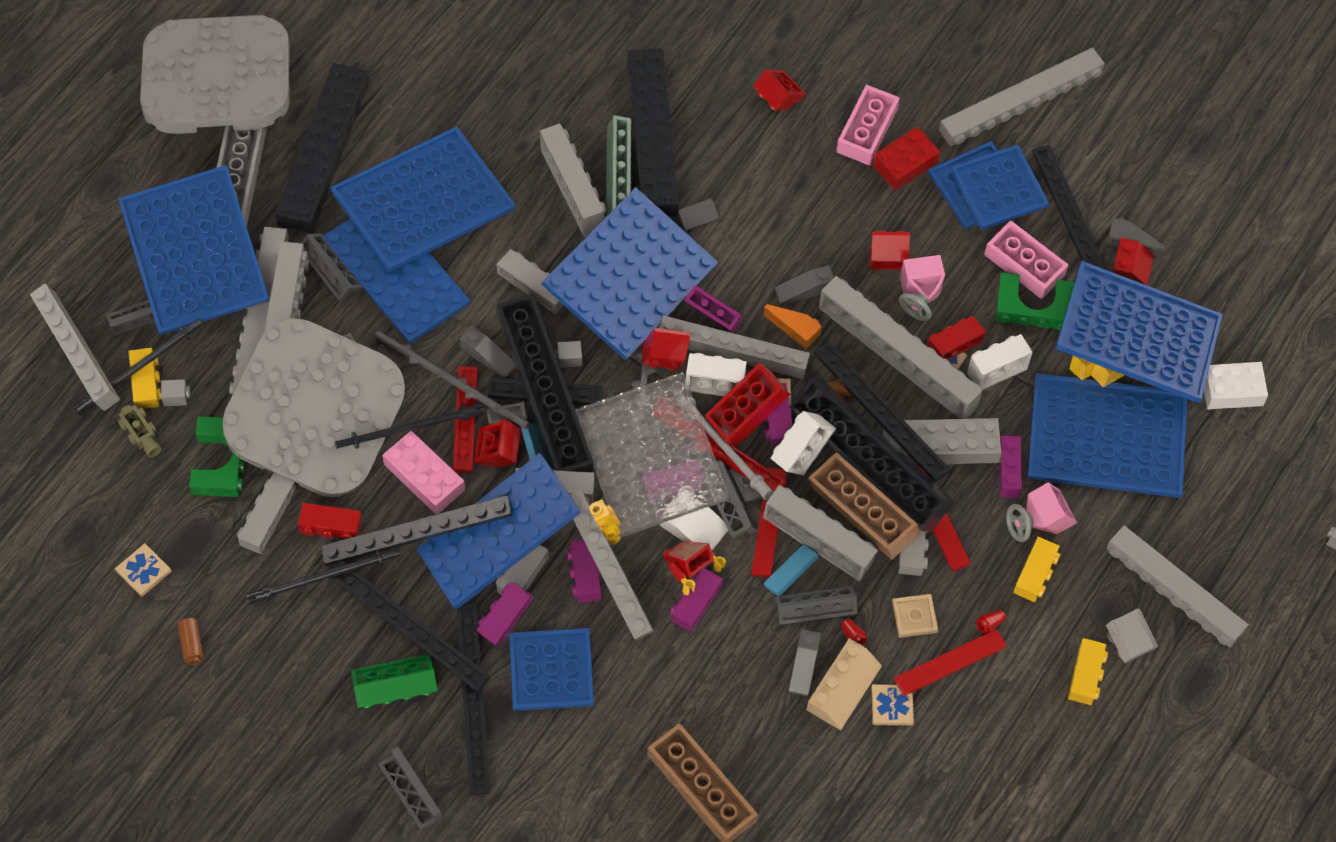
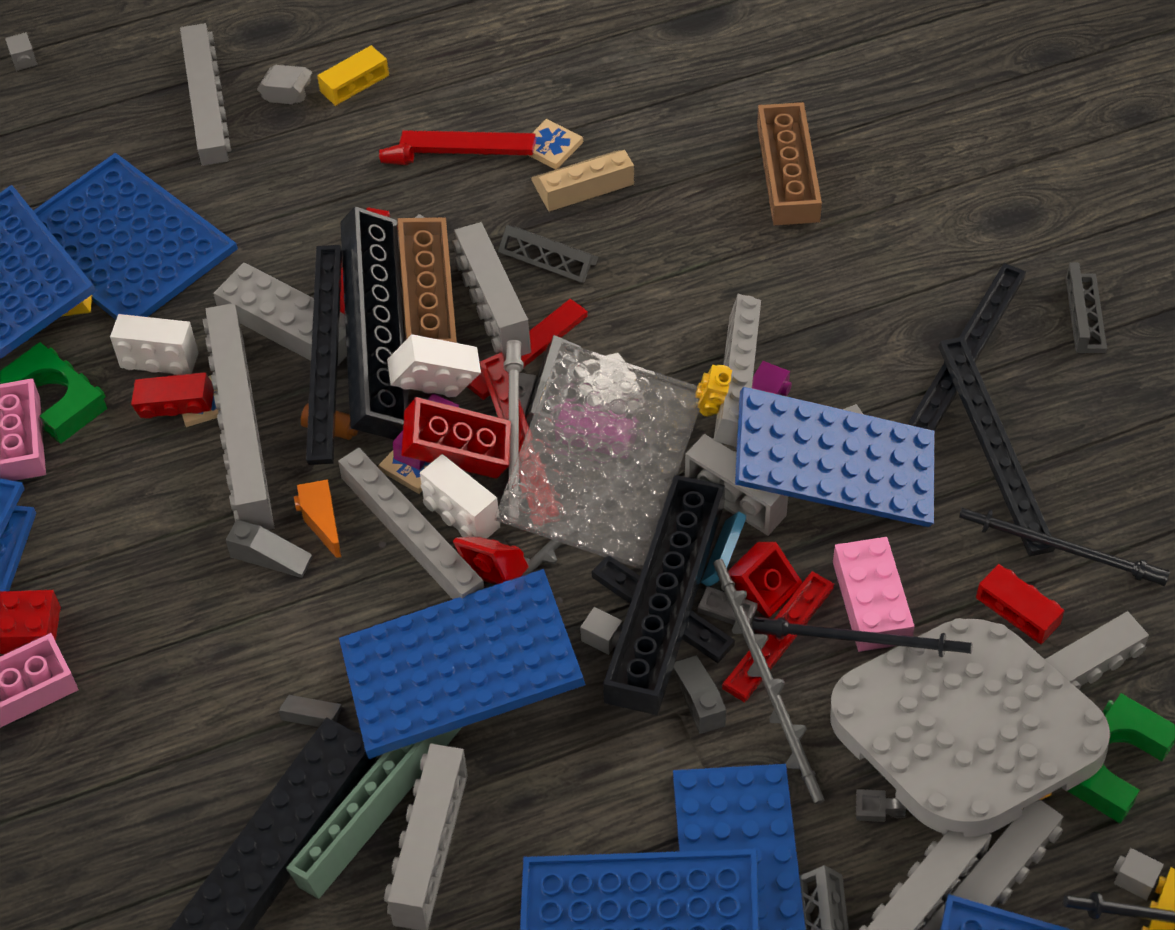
camera: 140 degrees left, 10 degrees down
(394, 681) = (1044, 409): green slope -> none
(417, 530) = (928, 514): plate -> none
(504, 613) = (880, 392): magenta brick -> none
(527, 278) = (578, 747): light grey brick -> none
(551, 669) = (864, 335): blue plate -> none
(689, 559) = (646, 341): red torso -> none
(693, 606) = (664, 314): magenta brick -> none
(713, 309) = (395, 576): magenta brick -> none
(778, 89) = (65, 806): red slope -> none
(791, 570) = (549, 291): dark azure tile -> none
(804, 662) = (600, 212): slope -> none
(854, 632) = (534, 209): red cone -> none
(888, 250) = (143, 526): slope -> none
(914, 615) = (461, 199): tan tile -> none
(921, 283) = (140, 467): bright pink piece -> none
(1010, 467) = (254, 248): magenta brick -> none
(1037, 569) = (312, 168): yellow brick -> none
(1044, 511) = (259, 198): bright pink piece -> none

